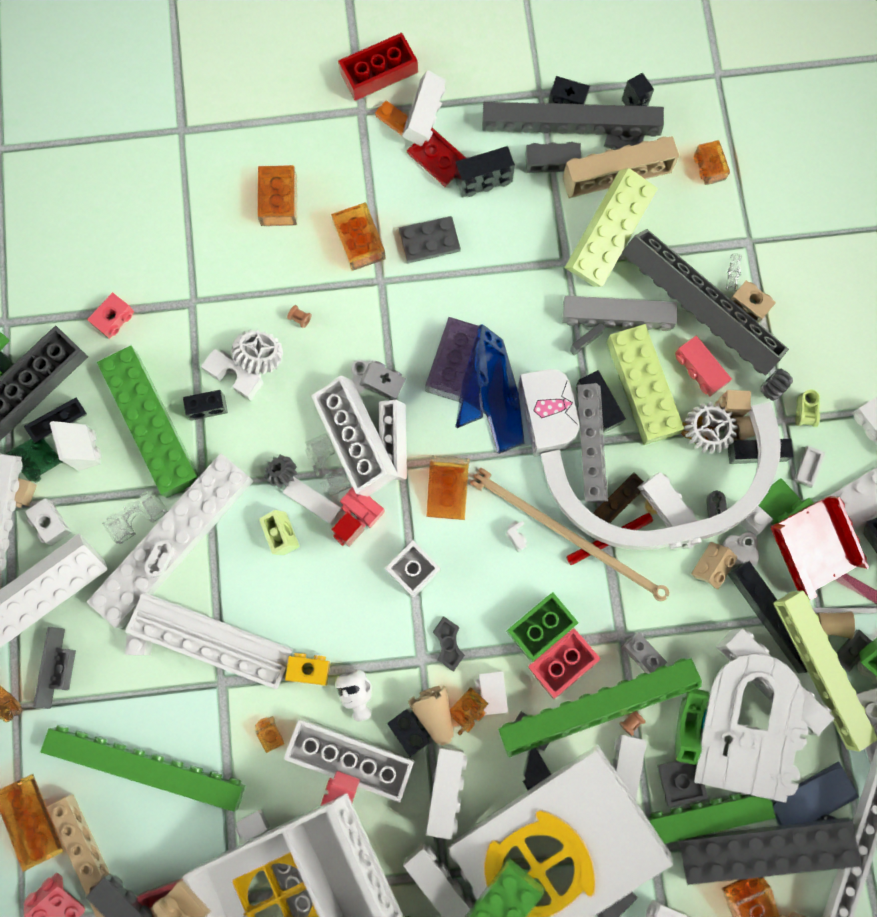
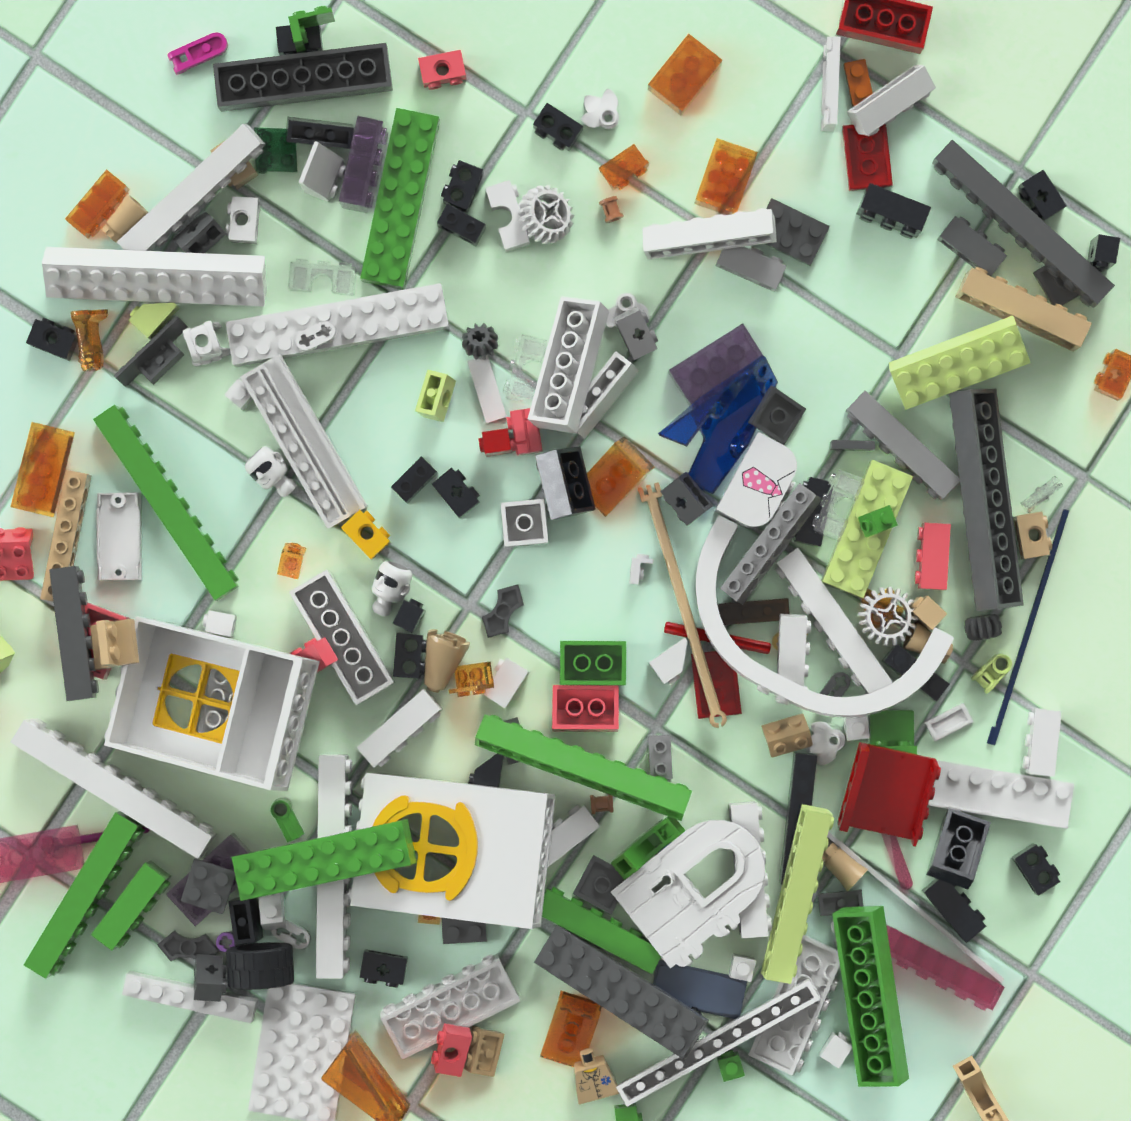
camera: 40 degrees right, 10 degrees up
(22, 555) = (200, 234): none -> dark grey brick
(31, 642) = (152, 317): none -> yellowish green slope
(91, 633) = (211, 351): none -> white piece
(103, 417) = (362, 164): none -> clear purple brick
(127, 823) = (119, 536): none -> white piece
(190, 377) = (467, 187): none -> black brick
(201, 681) = (269, 470): none -> white piece
(220, 287) = (561, 123): none -> black brick
(239, 261) = (598, 108): none -> white plate
(285, 284) = (624, 167): none -> clear orange bracket
(311, 603) = (414, 479): none -> black brick
(337, 591) = (444, 487): none -> black brick
(377, 128) = (830, 84): none -> white piece
(378, 277) = (709, 234): none -> white brick
(385, 702) = (409, 615): none -> black brick
(418, 518) = (565, 482): none -> black brick
(422, 278) = (752, 266): none -> light grey brick
(519, 462) = (695, 503): none -> dark grey brick
(520, 357) = (777, 415): none -> dark grey tile
(593, 581) = (670, 662): none -> white slope
(619, 396) = (843, 486): none -> clear arch
(642, 564) = (725, 685): none -> red tile
(650, 369) = (877, 521): none -> bright green bracket
(678, 464) = (832, 621): none -> white brick
(830, 756) = (742, 967): none -> white brick
(844, 447) = (994, 732): none -> dark blue piece

